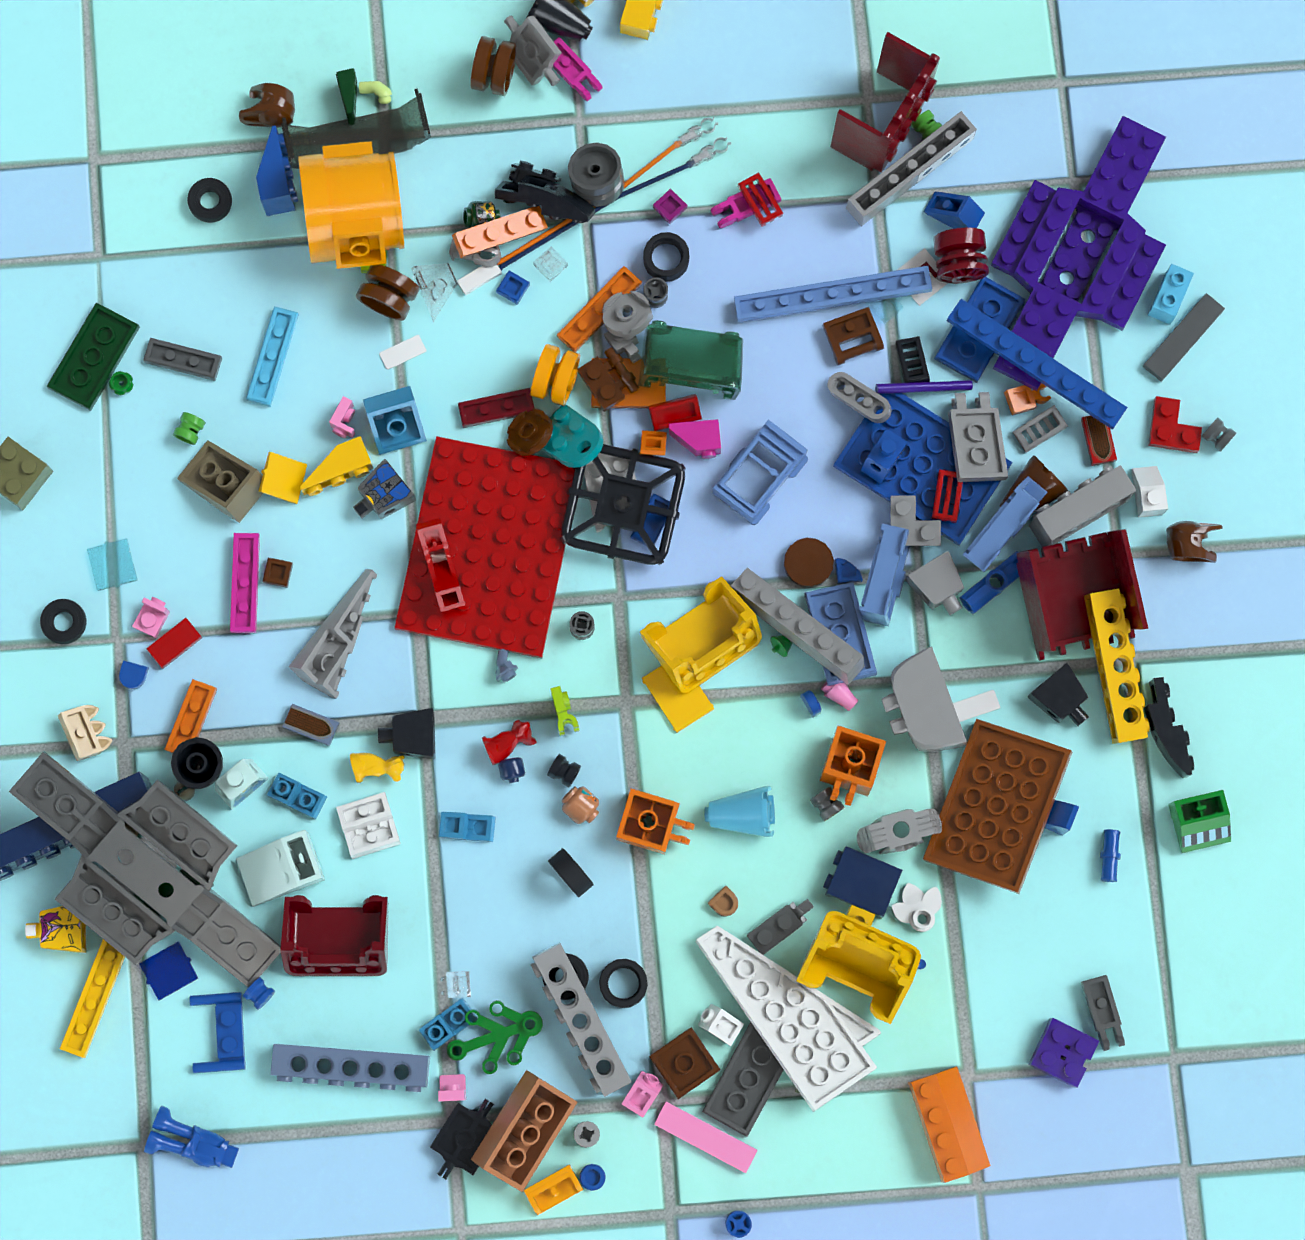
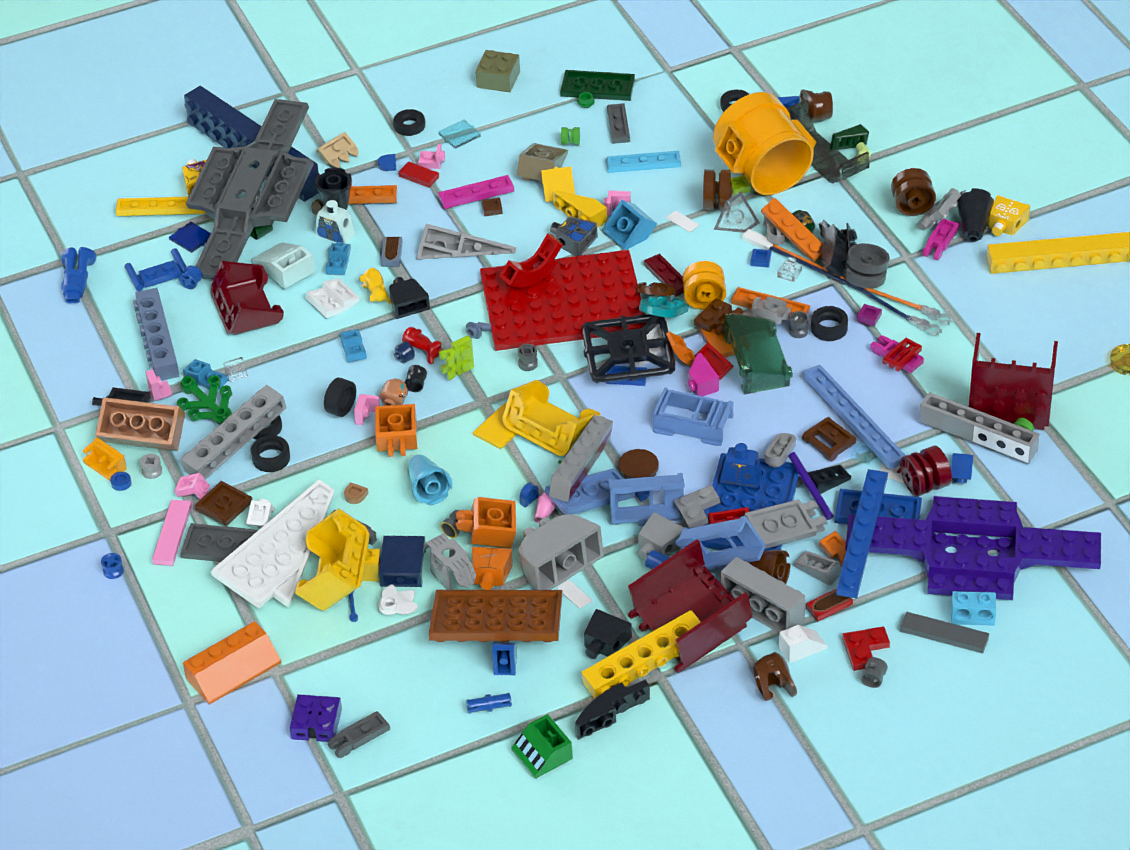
camera: 75 degrees right, 35 degrees down
(595, 850) = (364, 406): none -> bright pink bracket
(914, 787) = (491, 566): none -> orange torso

